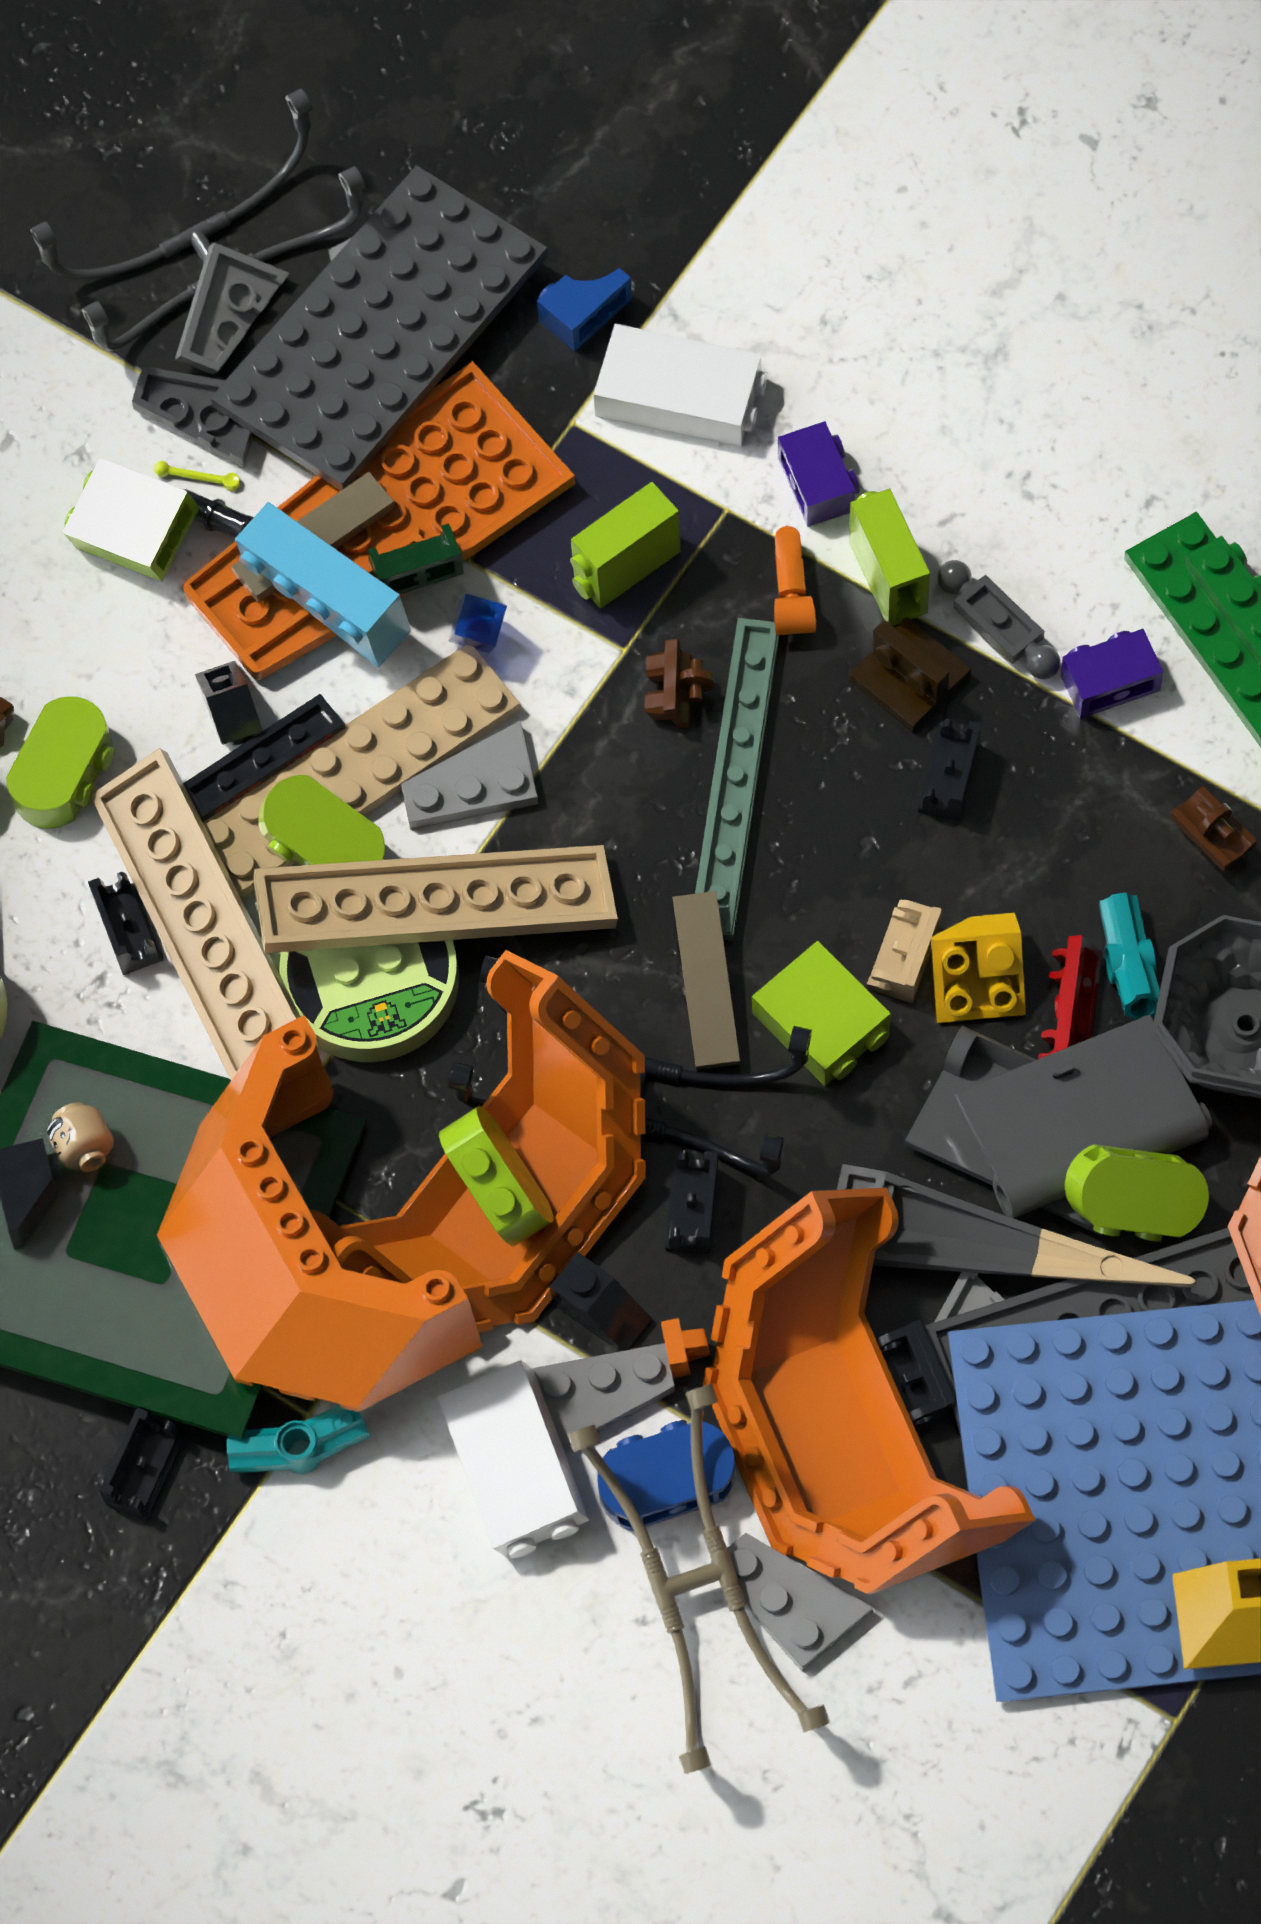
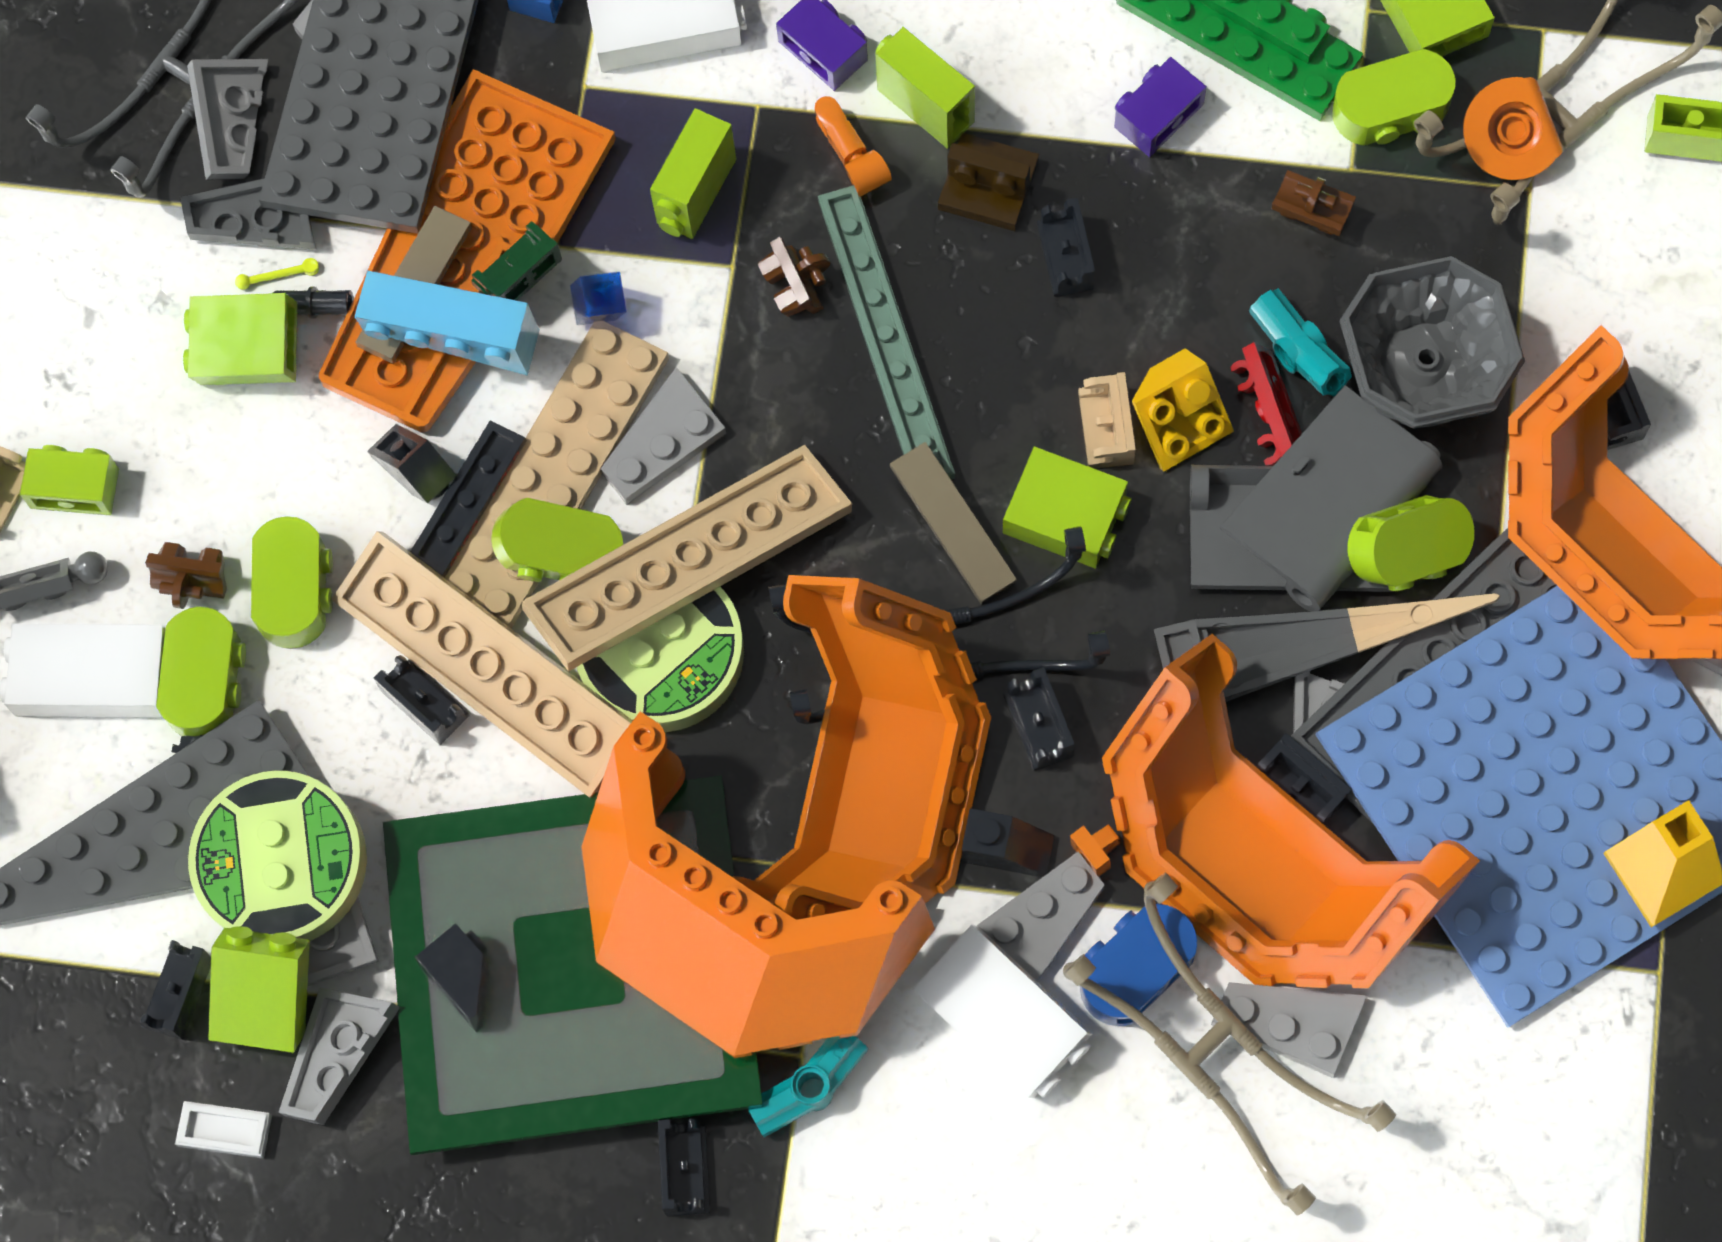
camera: 25 degrees left, 5 degrees up
(80, 1137) = (485, 906): tan head -> none
(496, 1176) = (870, 775): lime brick -> none
(999, 619) = (1041, 101): dark grey plate -> none

